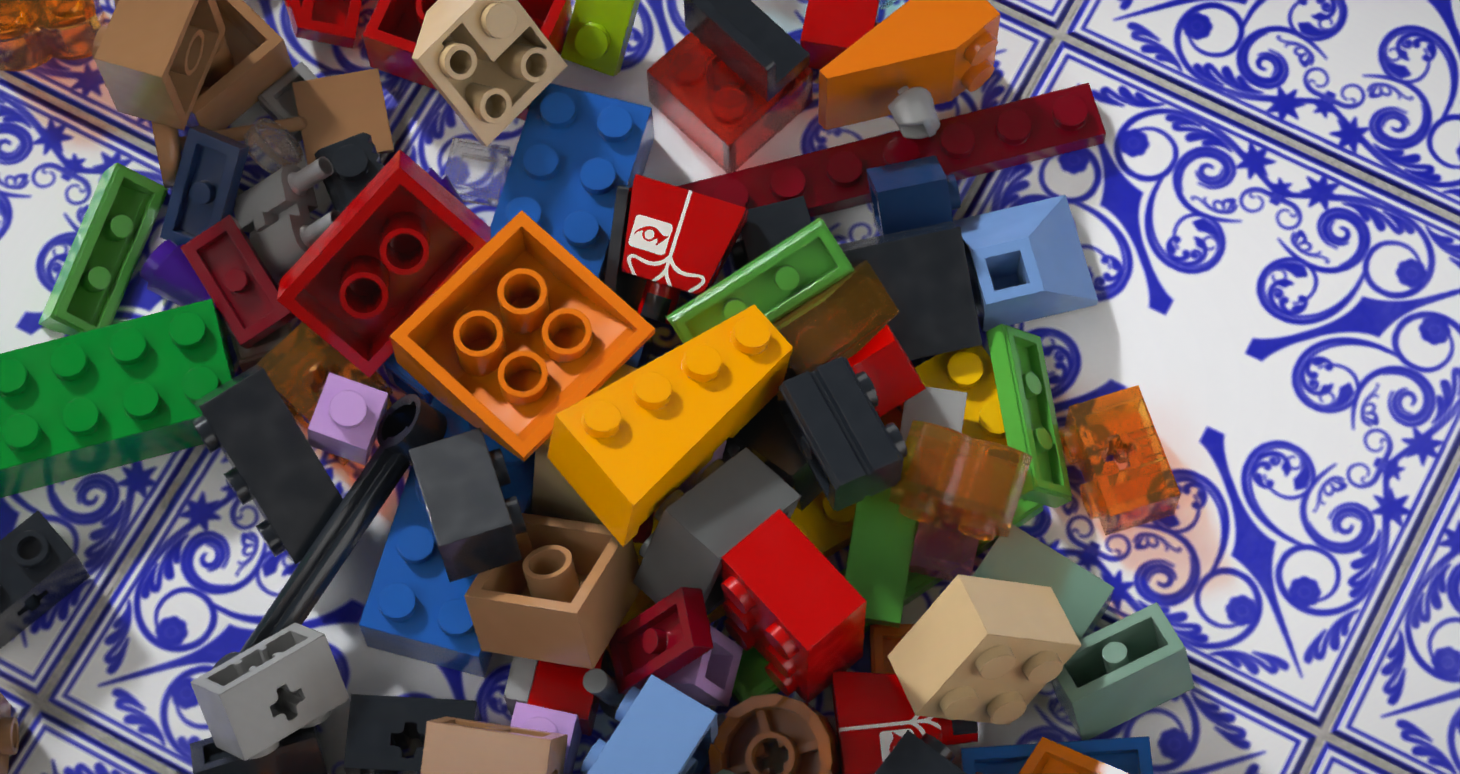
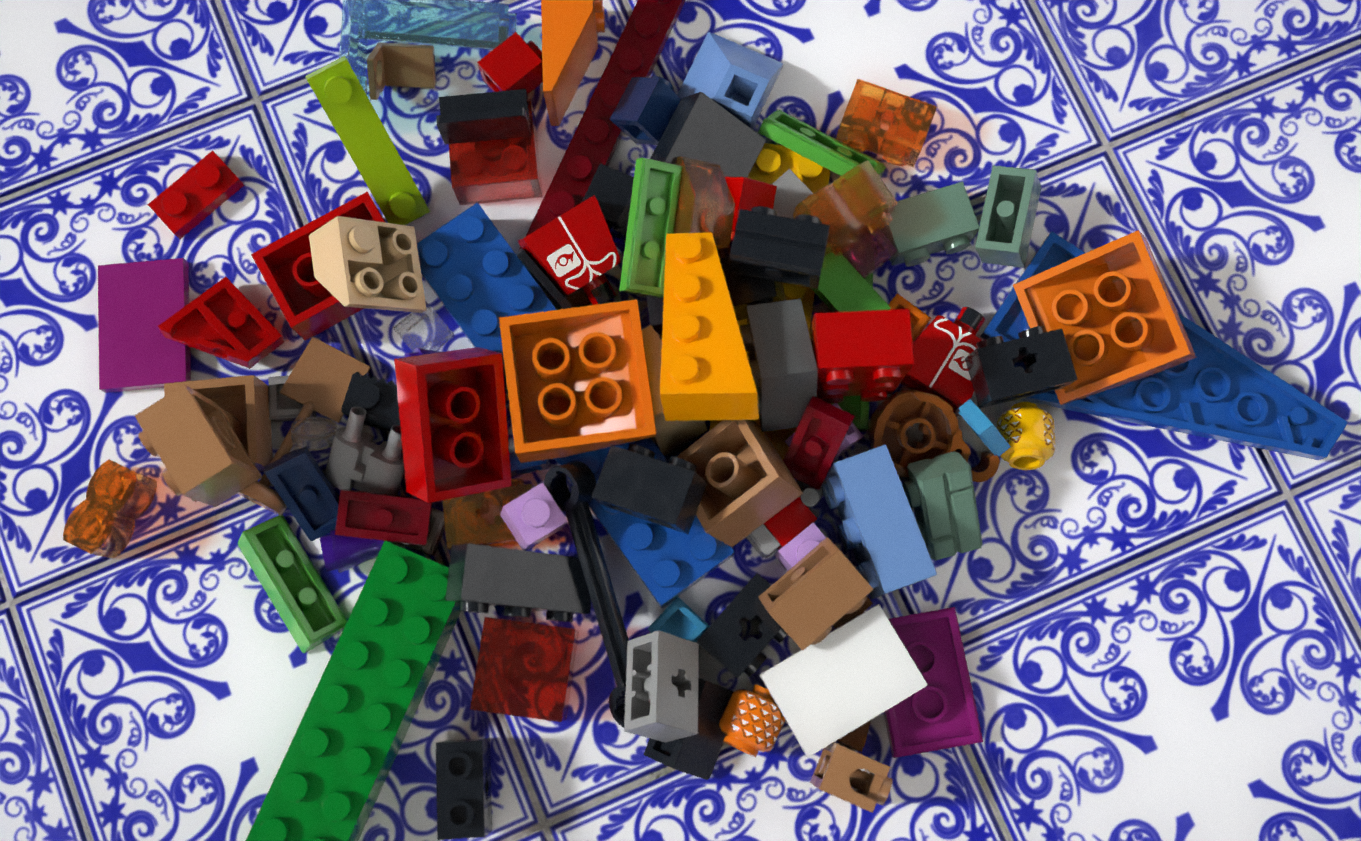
camera: 55 degrees left, 10 degrees up
(187, 548) = (525, 669): none -> clear red brick
(363, 669) = (680, 621): none -> dark azure tile
(915, 113) = (601, 66): light grey piece -> none
(983, 650) = (957, 274): tan brick -> none

